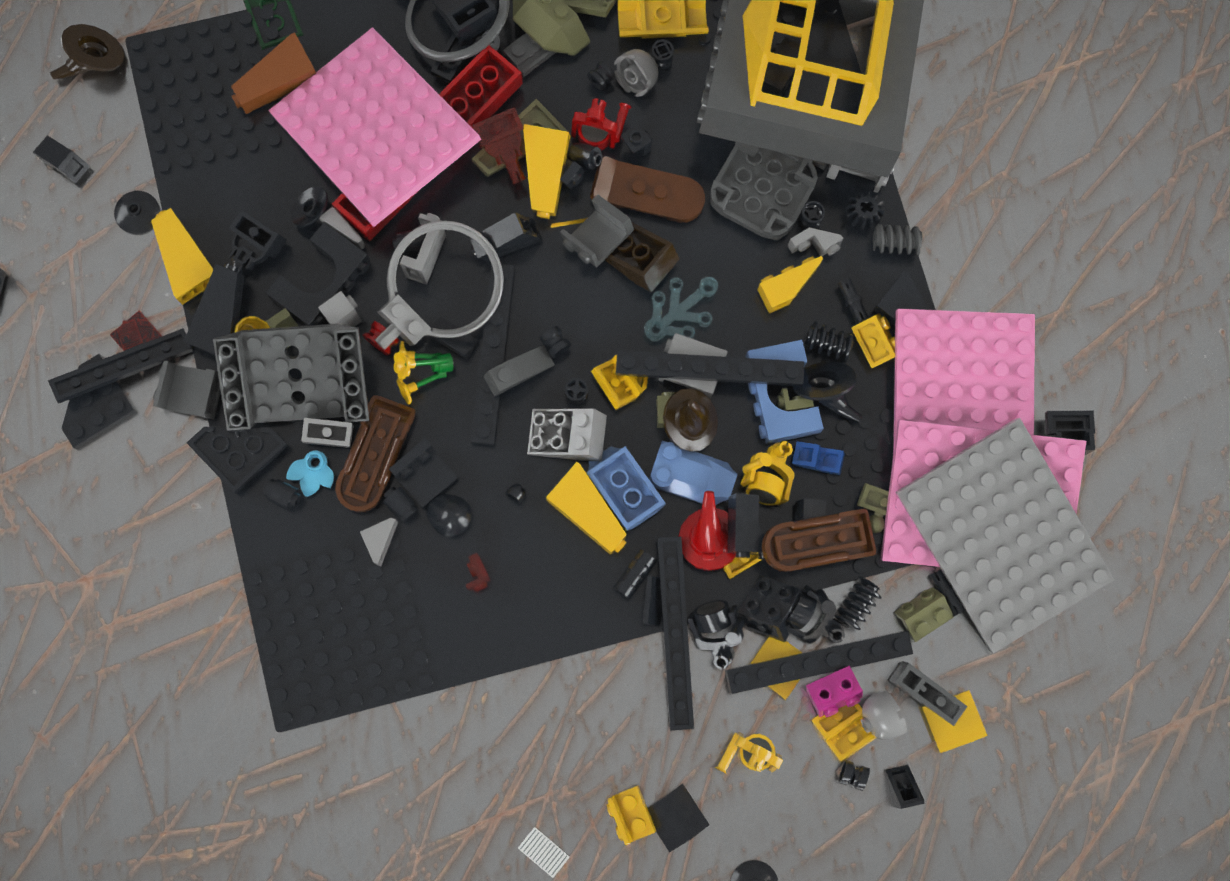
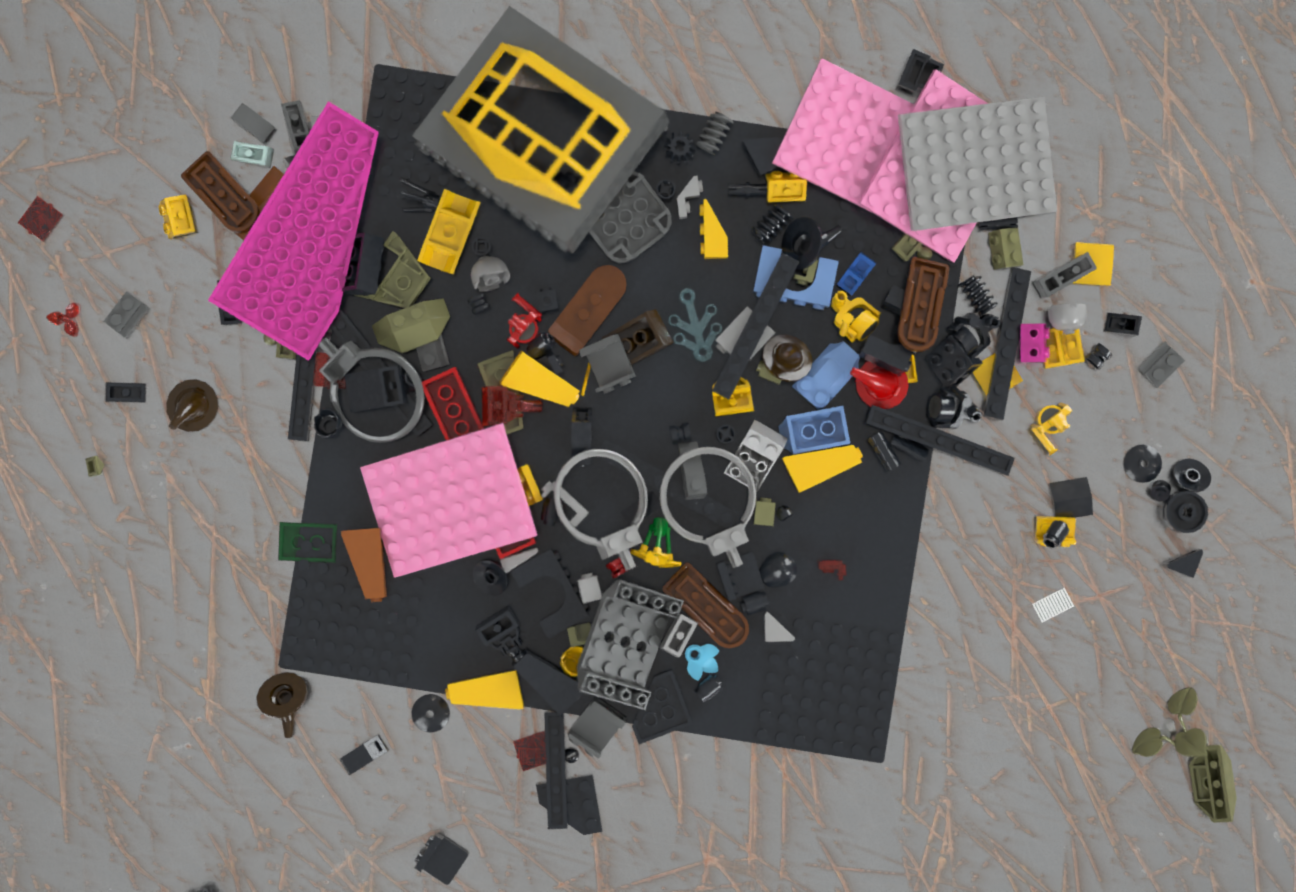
camera: 65 degrees left, 10 degrees up
(143, 382) = (569, 751): none -> black hinge
(424, 201) = (529, 485): none -> yellow bracket
(459, 440) = (728, 539): none -> light grey brick
(507, 469) = (764, 512): none -> olive brick
(626, 815) = (1055, 534): none -> black brick
(878, 854) = (1161, 364): none -> dark grey plate

